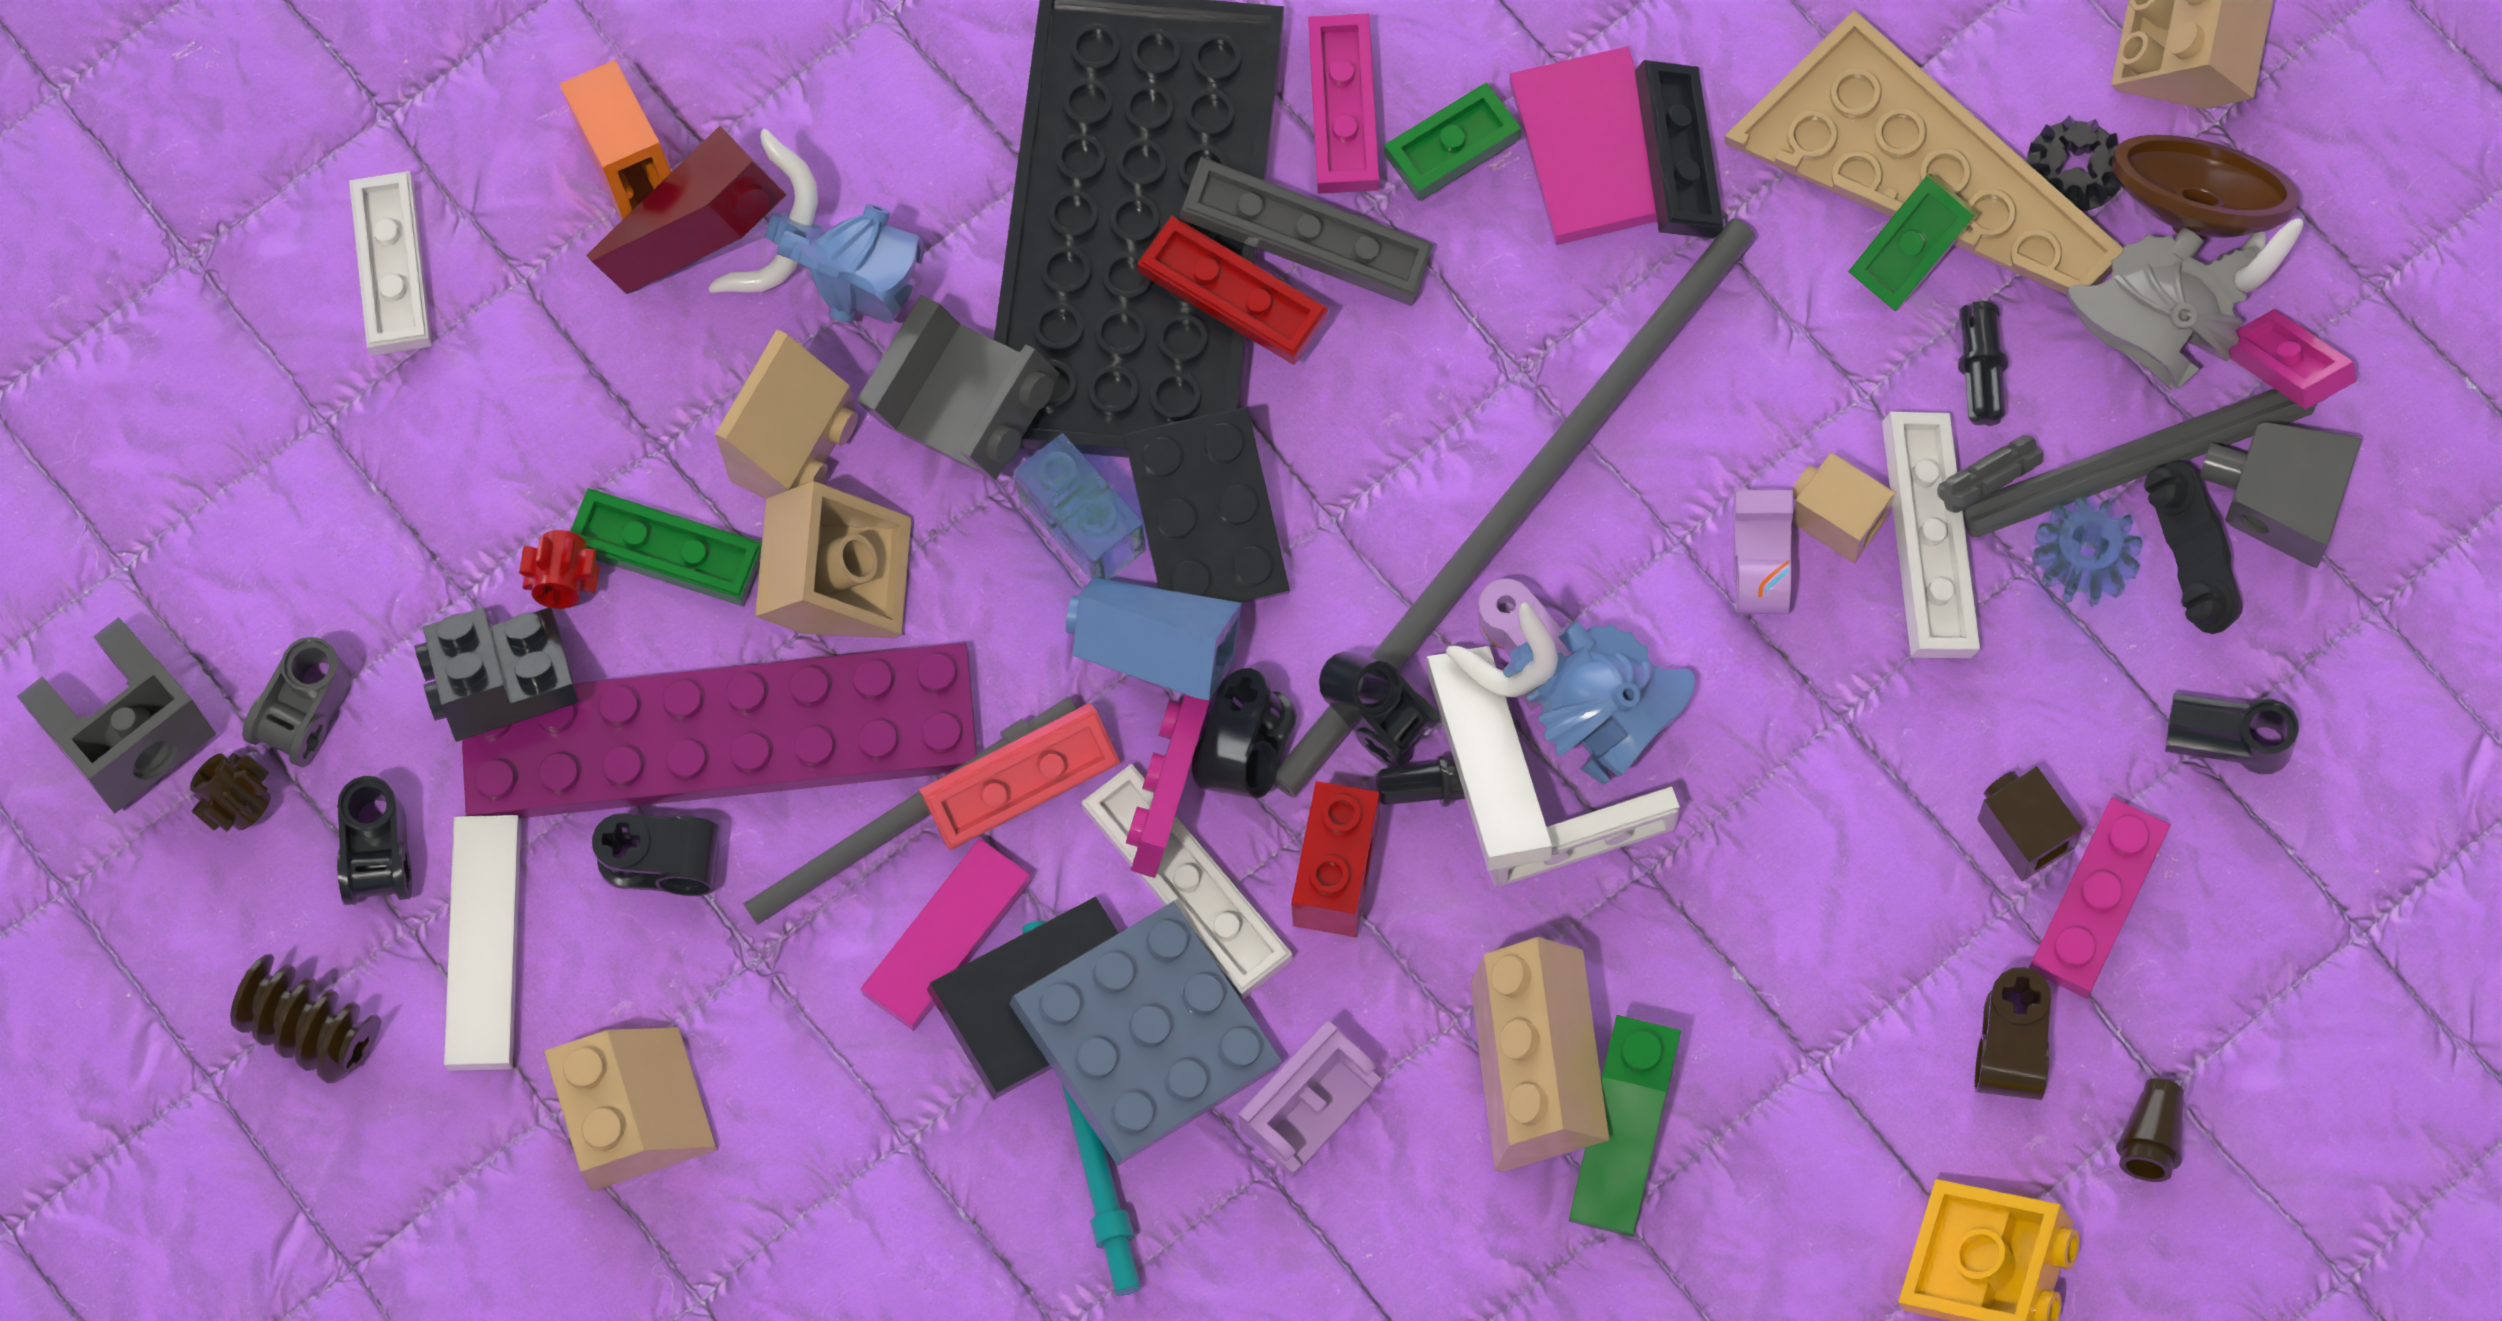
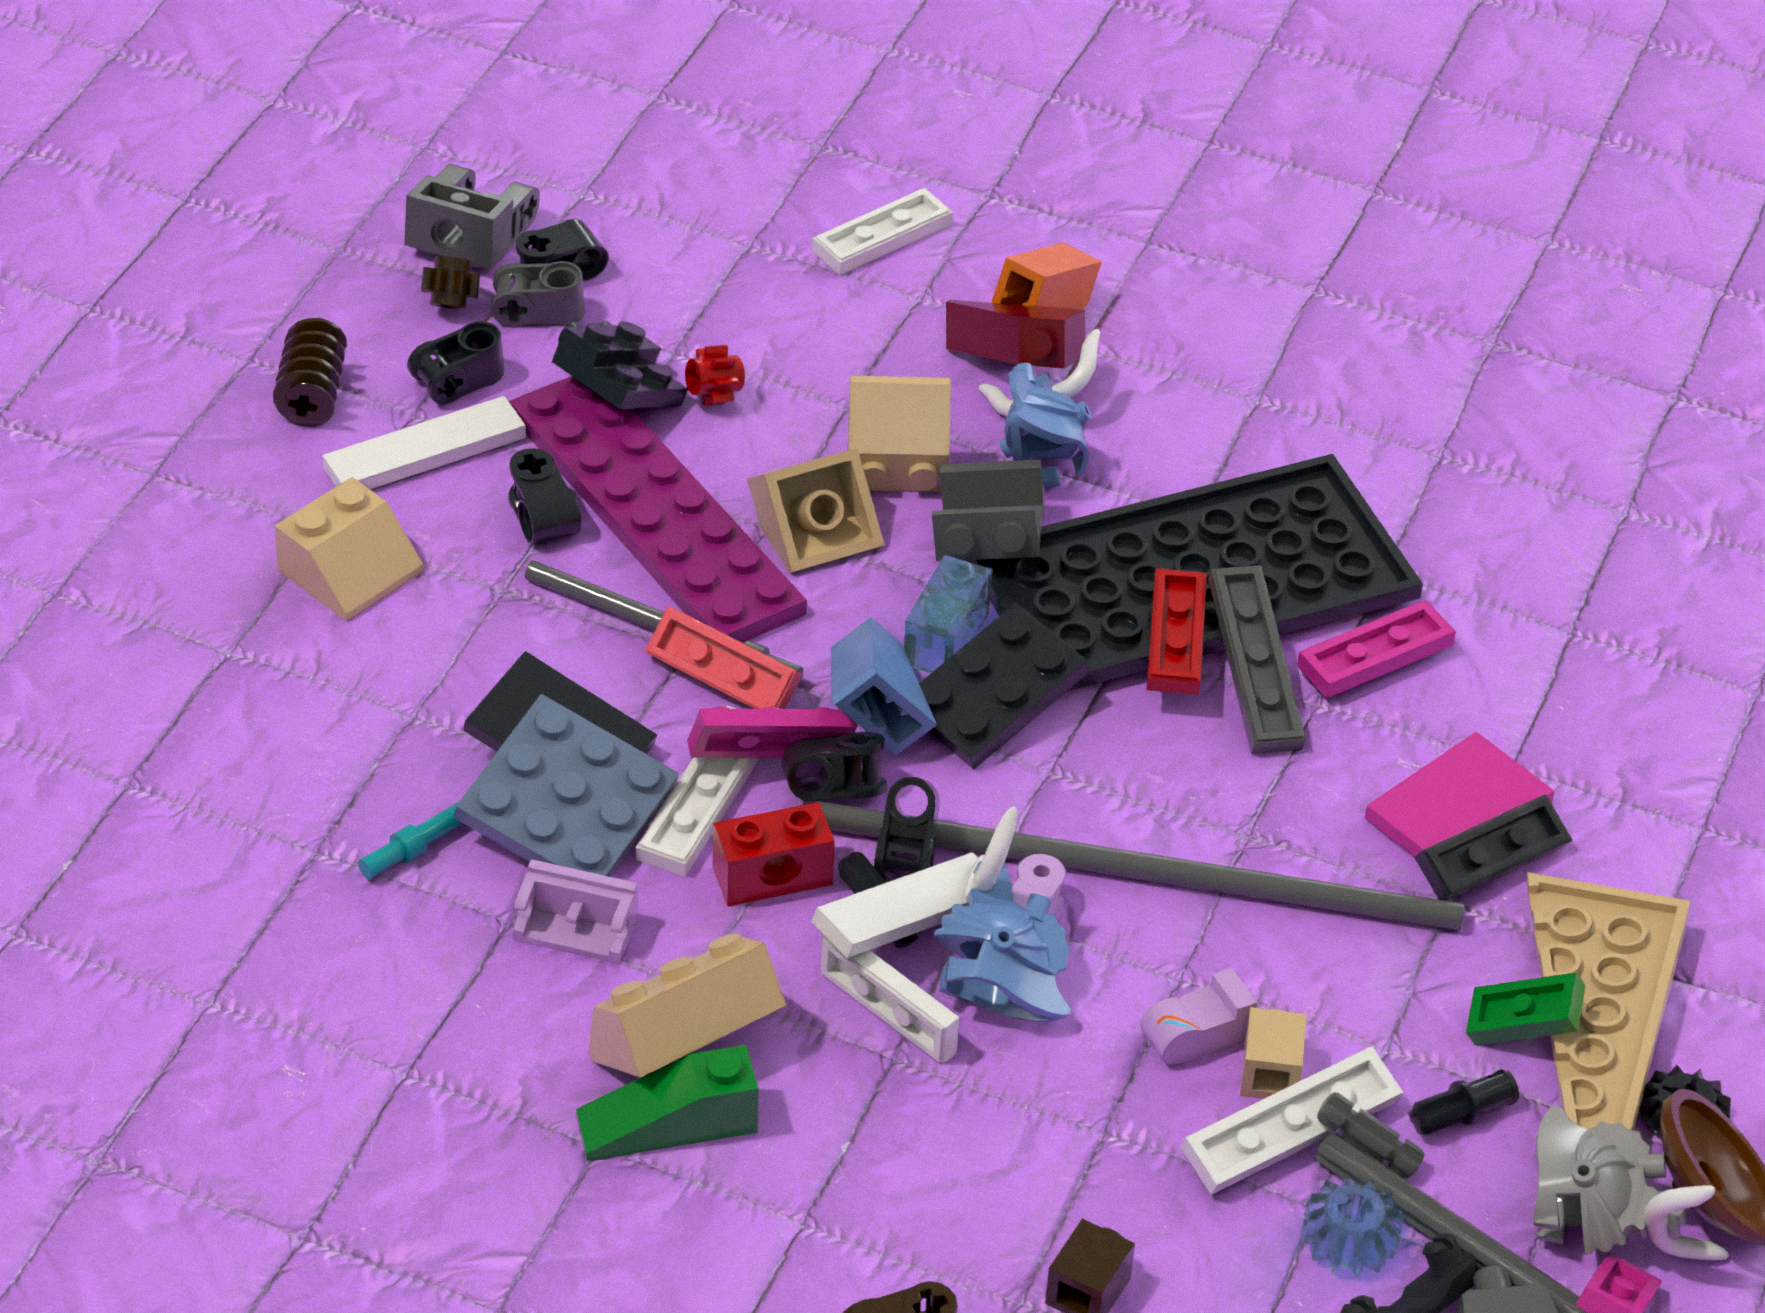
camera: 55 degrees right, 25 degrees down
(245, 640) = (564, 242): none -> black piece
(668, 547) = (771, 423): green tile -> none
(946, 932) = (610, 676): dark pink tile -> none
(1452, 141) = (1395, 719): green plate -> none

